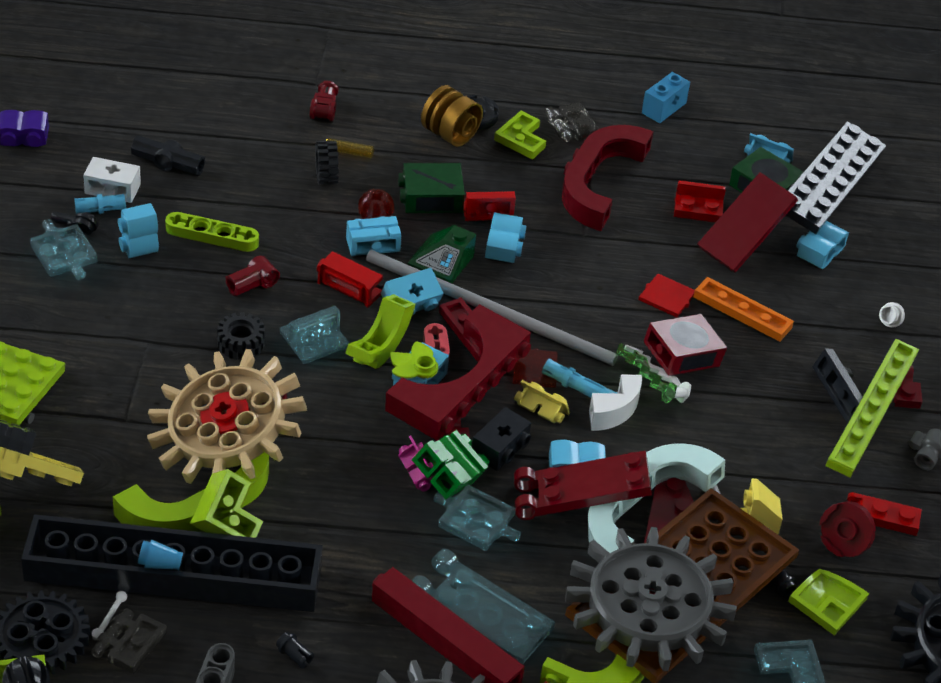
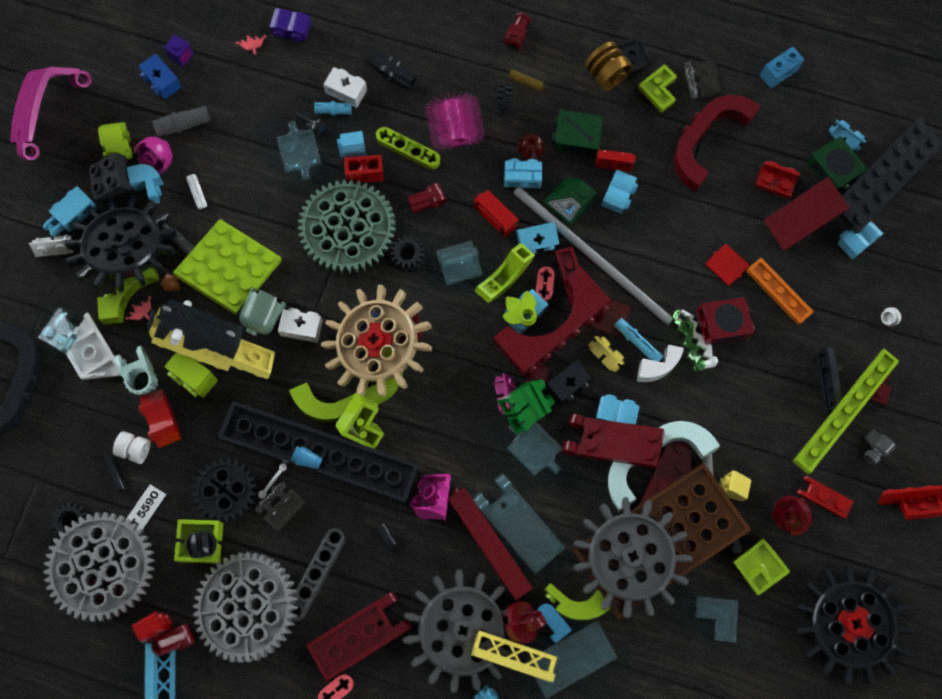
camera: 15 degrees right, 30 degrees up
(53, 415) = (260, 312): none -> sand green cylinder
(109, 431) = (308, 331): none -> white brick
(149, 318) = (337, 256): none -> sand green gear
(159, 253) = (364, 168): none -> red brick
(270, 186) = (455, 121): none -> dark pink piece
(350, 589) = (432, 496): none -> dark pink slope

